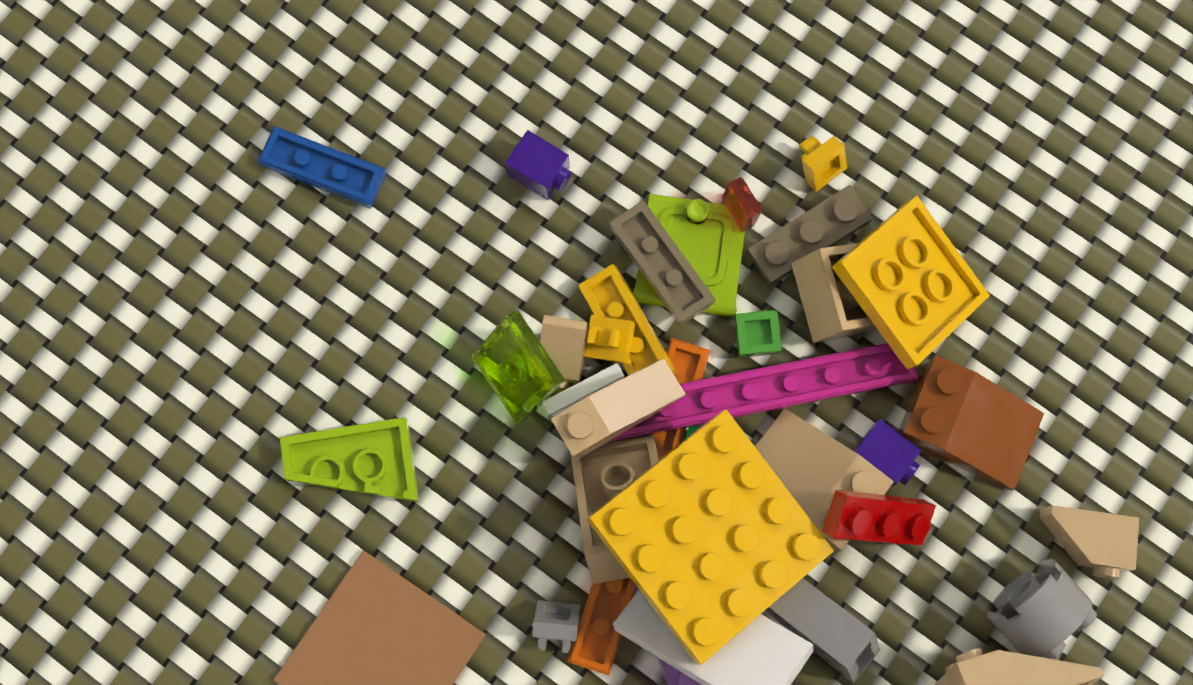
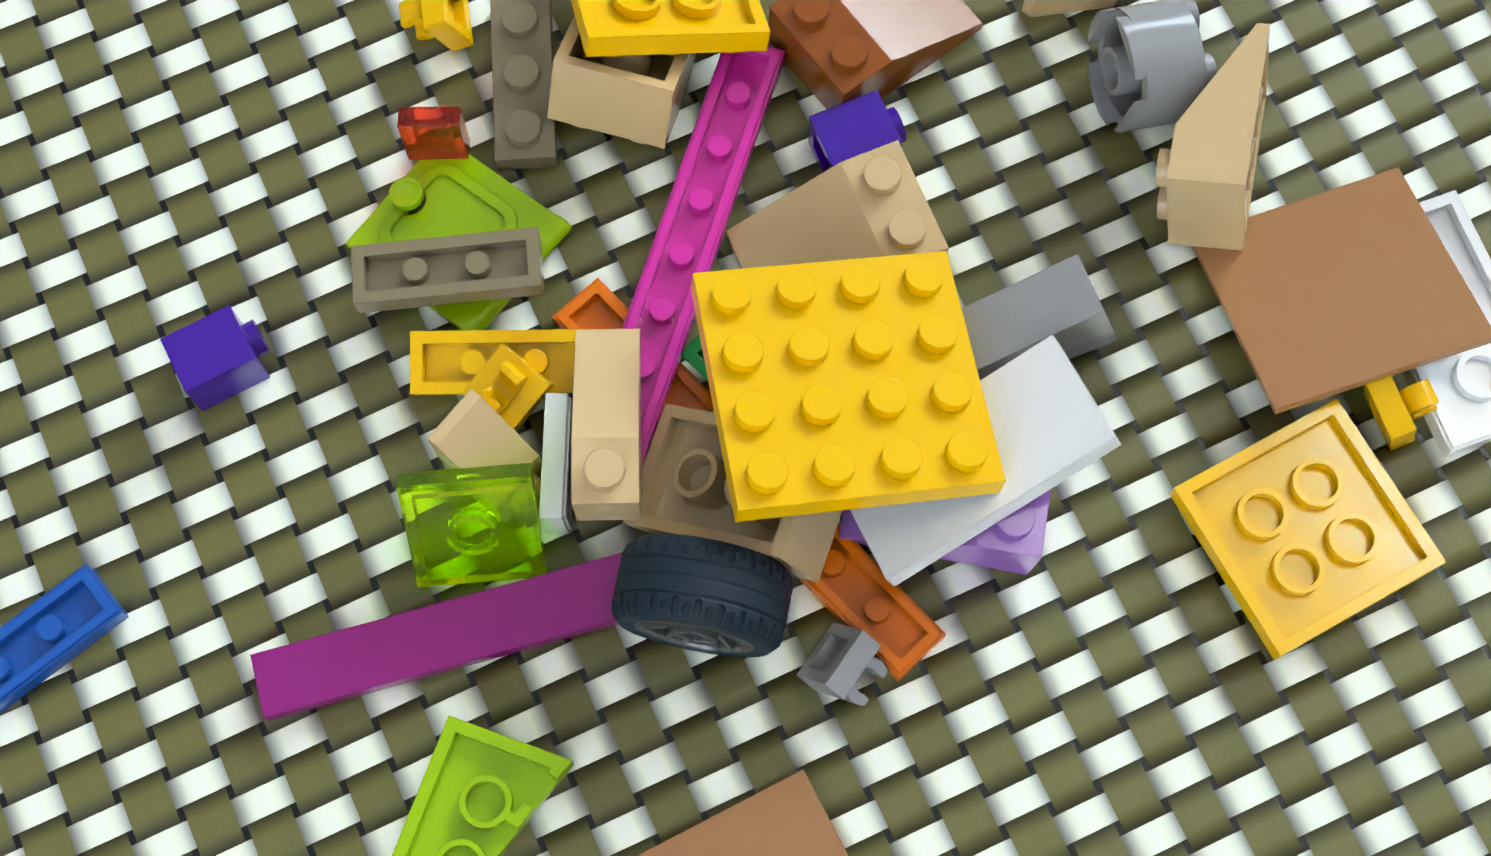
camera: 60 degrees left, 5 degrees down
(455, 391) = (436, 638): none -> magenta tile
(545, 522) = (702, 595): none -> black wheel
(758, 333) = (612, 208): bright green plate -> none
(878, 518) = (933, 181): red plate -> none

